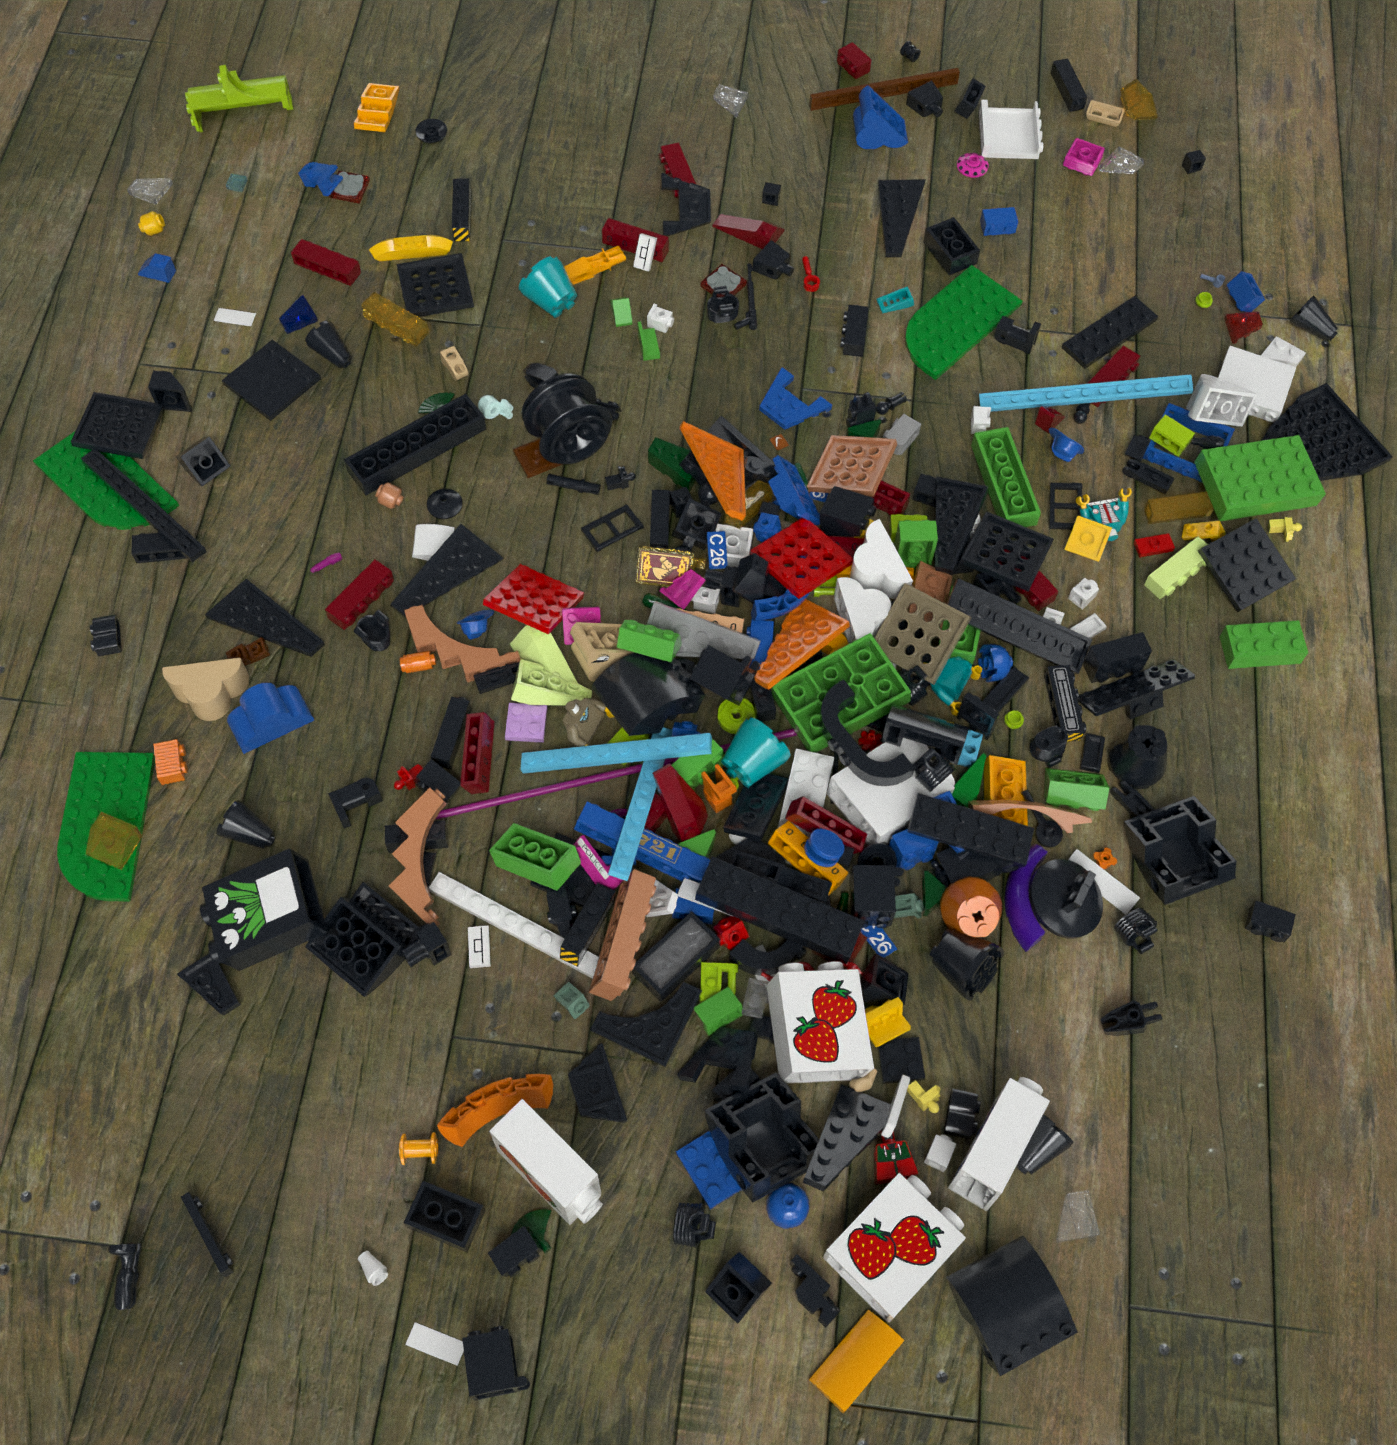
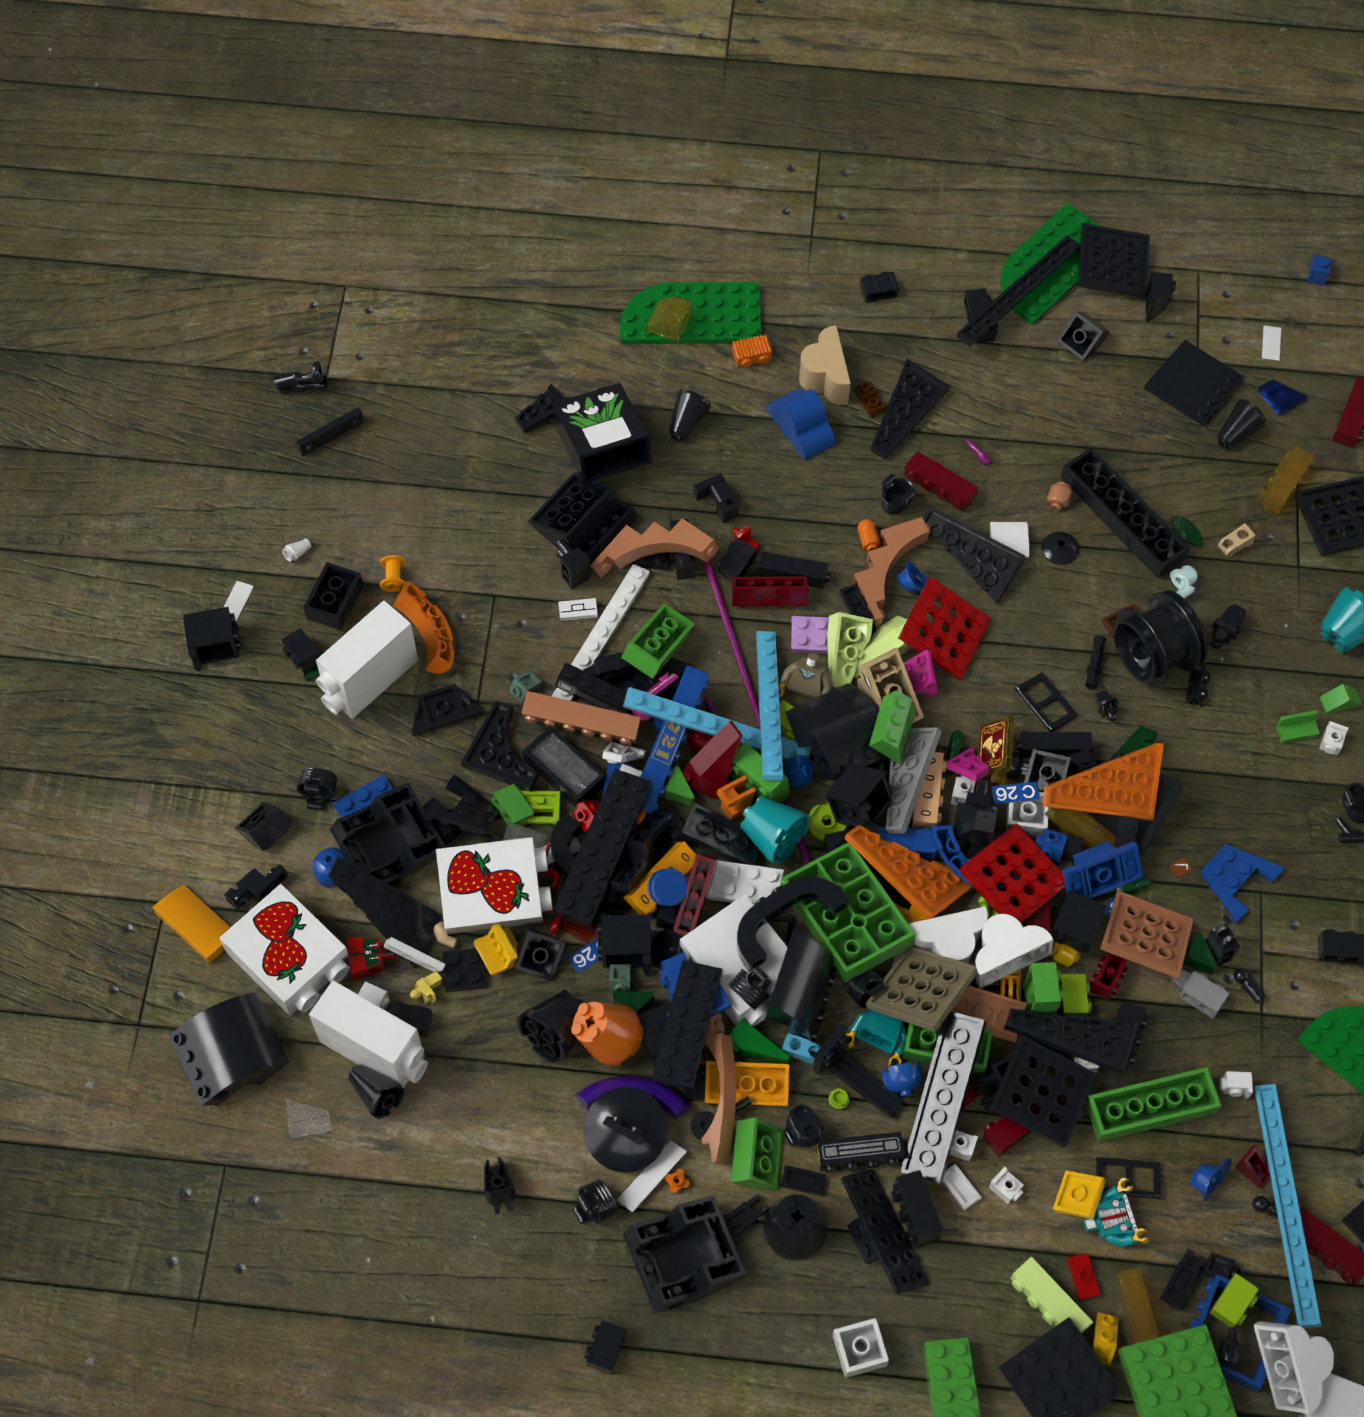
camera: 90 degrees right, 0 degrees up
(1243, 710) = (860, 1347): none -> white brick

